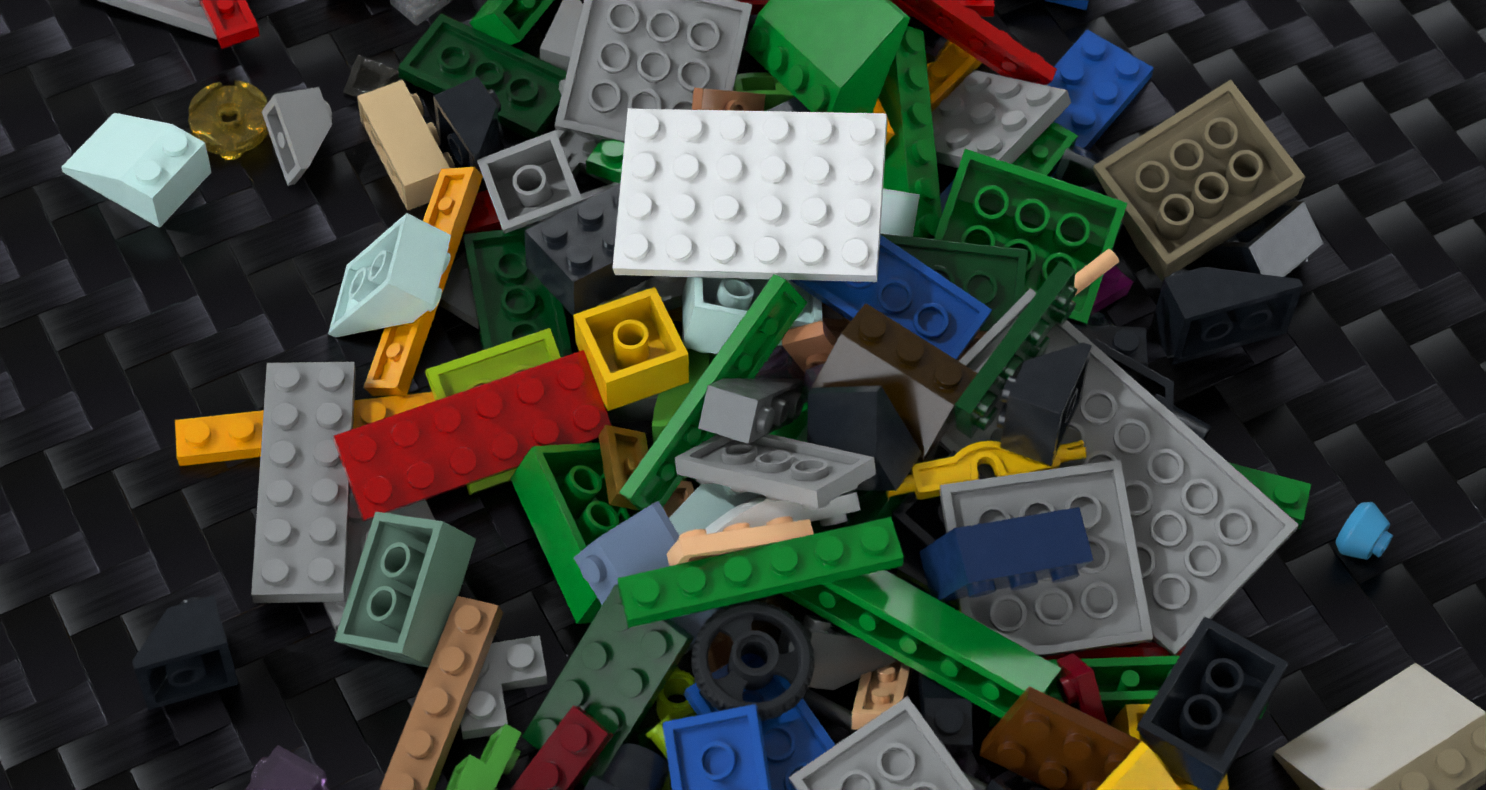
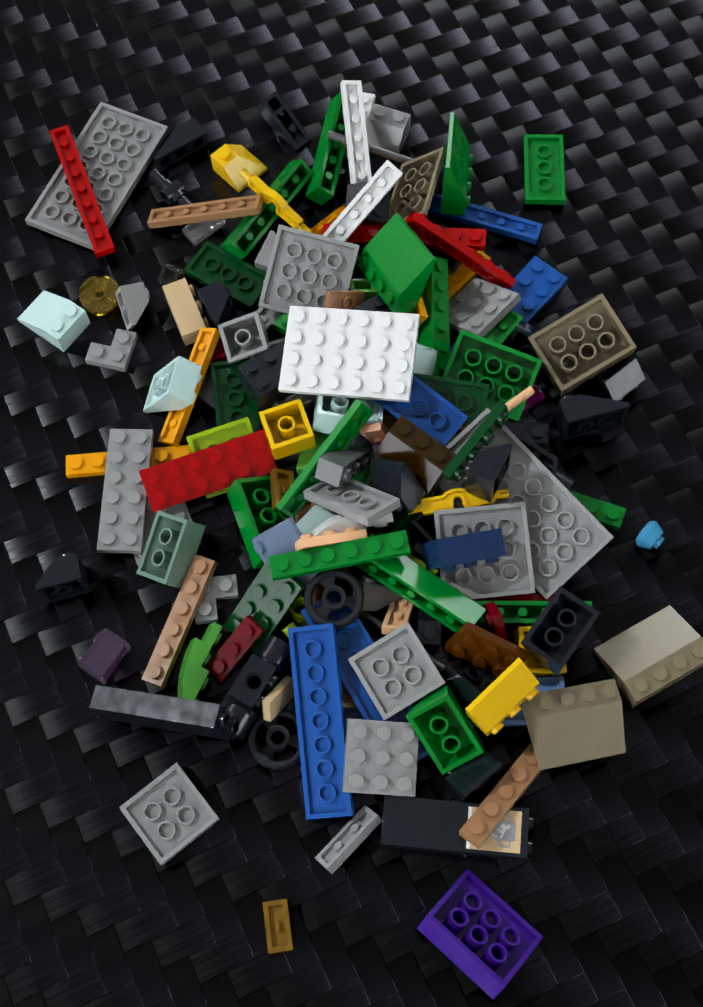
camera: 10 degrees right, 10 degrees up
(263, 233) = (114, 356): none -> light grey plate

